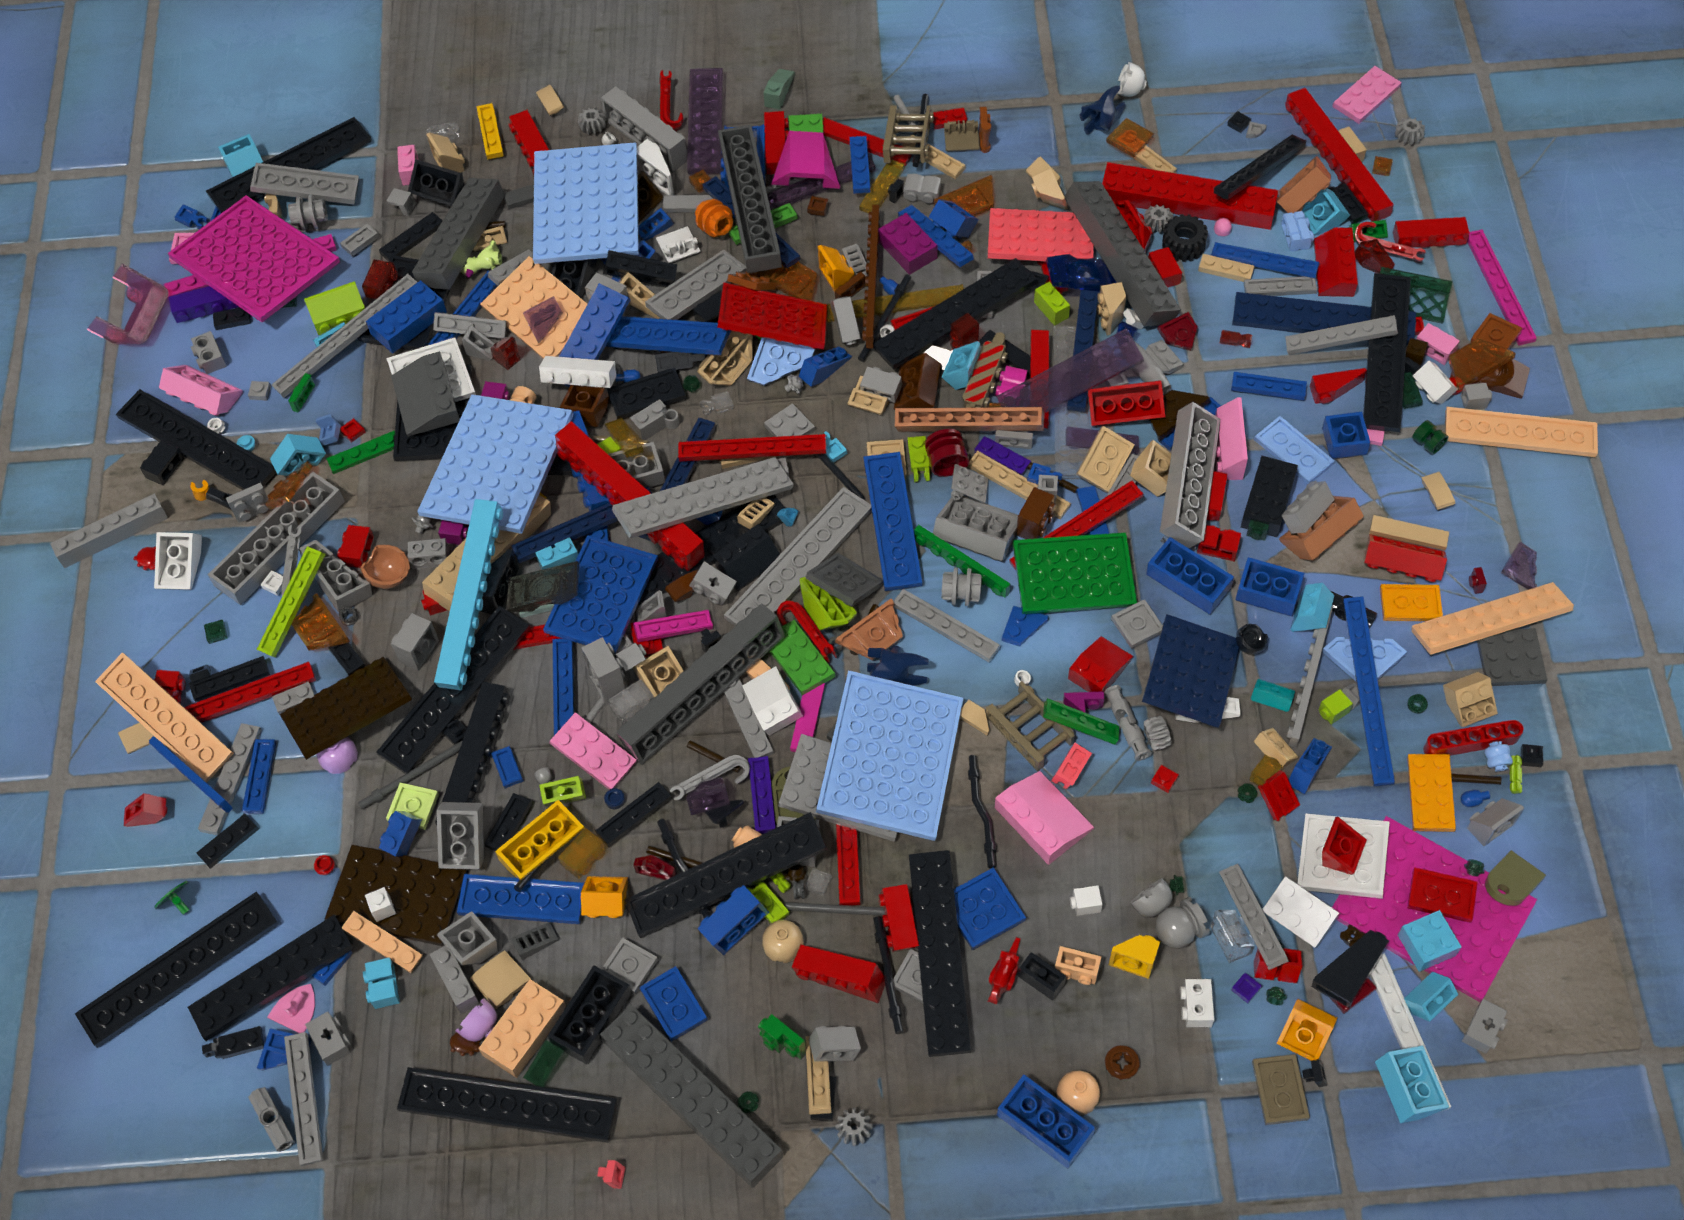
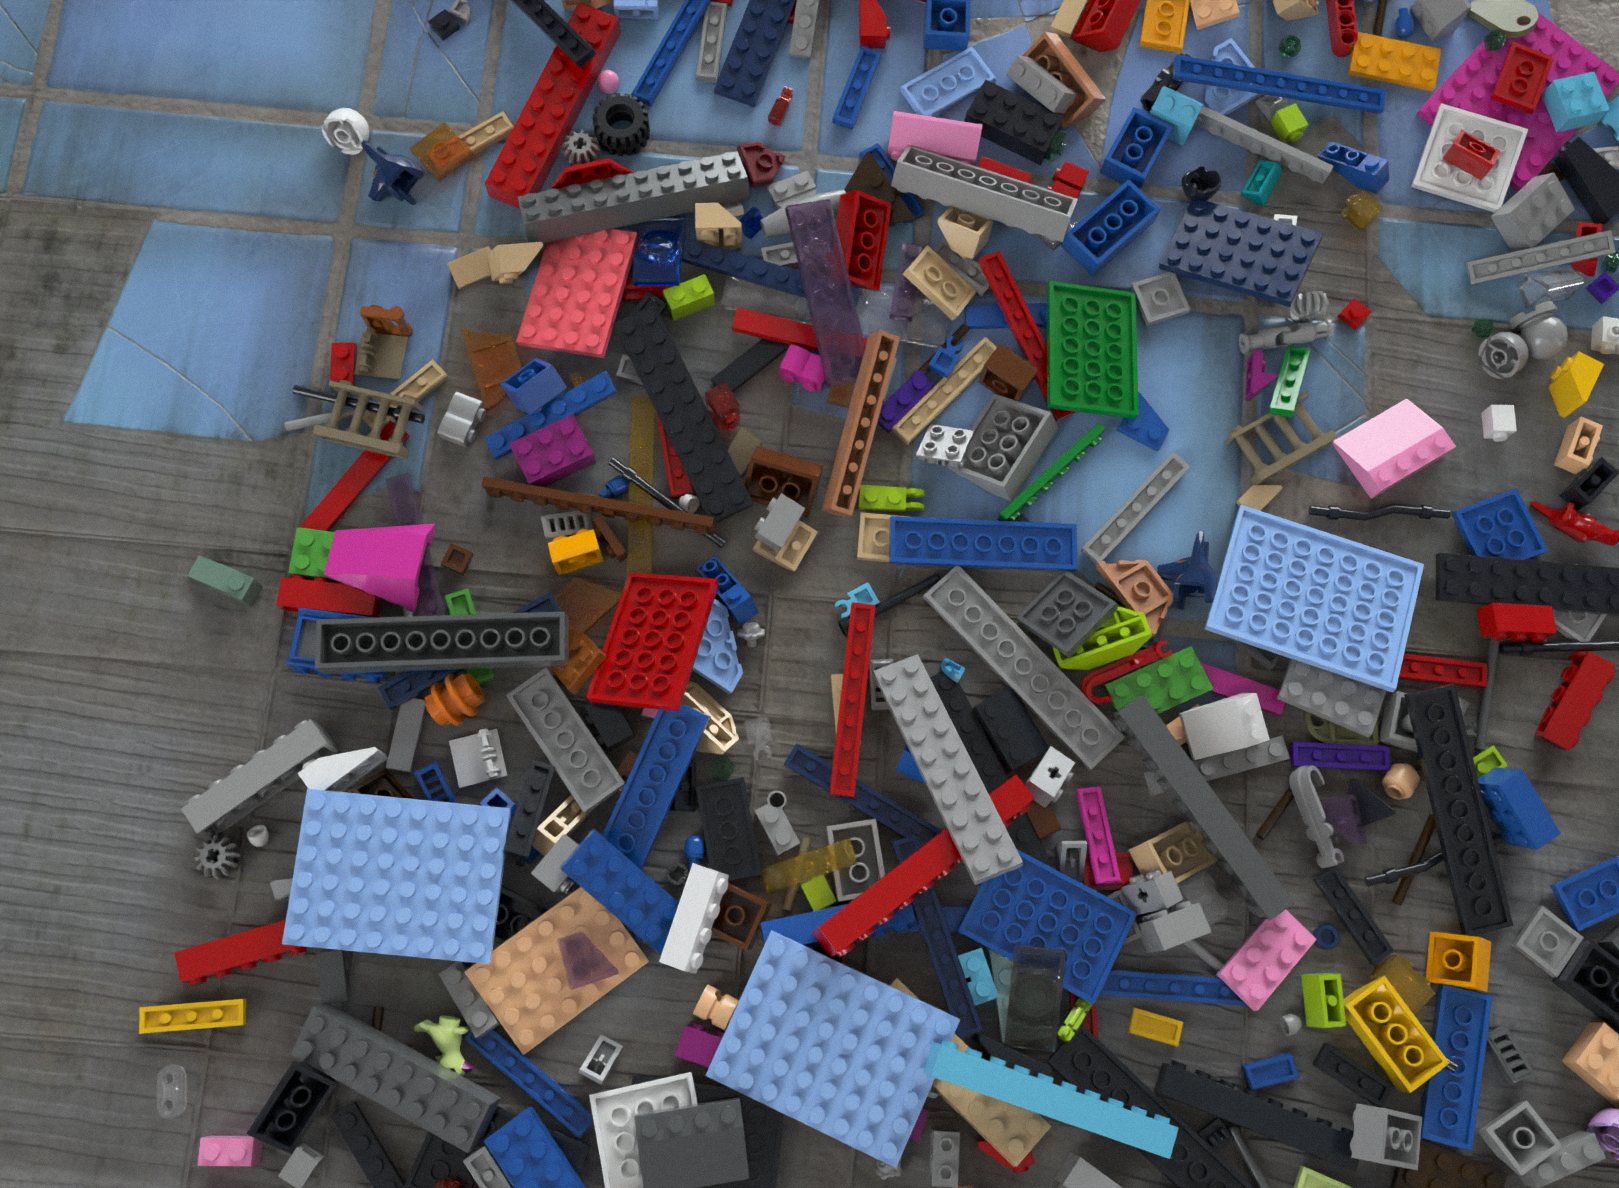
camera: 90 degrees left, 15 degrees up
(445, 152) = (228, 1088): tan slope -> none
(459, 324) = (565, 1072): light grey plate -> none
(496, 234) = (400, 1025): tan slope -> none
(499, 979) = (1557, 1100): tan slope -> none
(506, 352) = (622, 1023): clear red slope -> none
(530, 619) = (1074, 1020): none -> lime axle
(533, 684) = (1155, 1027): none -> yellow tile
(549, 100) = (156, 917): tan slope -> none
(654, 867) = (1429, 895): dark red plate -> none
(665, 82) = (213, 744): red piece -> none
(698, 179) = (371, 712): clear orange plate -> none
(705, 120) = (259, 691): clear purple plate -> none
(709, 639) = (1125, 791): black tile -> none
(743, 518) = (962, 707): tan slope -> none
(782, 941) = (1528, 754): tan cylinder -> none
(789, 423) = (812, 650): light grey plate -> none
(845, 320) = (663, 551): light grey slope -> none
(859, 164) = (403, 491): blue plate -> none
(880, 188) = (443, 472): clear yellow tile -> none
(896, 190) = (456, 453): black plate -> none
(945, 450) = (900, 461): dark red wheel -> none
(961, 365) = (771, 417): medium azure slope -> none
(961, 586) = (1095, 478): light grey piece -> none
(985, 373) = (787, 397): dark tan hinge -> none
(1025, 677) = (1216, 434): white hinge -> none
(1048, 484) = (975, 357): light grey brick -> none
(1071, 766) = (1336, 405): coral hinge -> none
(1099, 666) = (1210, 349): red slope -> none
(1166, 266) = (659, 153): red brick -> none
(1225, 268) = (671, 93): tan plate -> none
(1247, 788) = (1382, 230): clear green plate -> none
(1274, 746) = (1327, 195): tan slope -> none
(1279, 795) = (1394, 200): red plate -> none

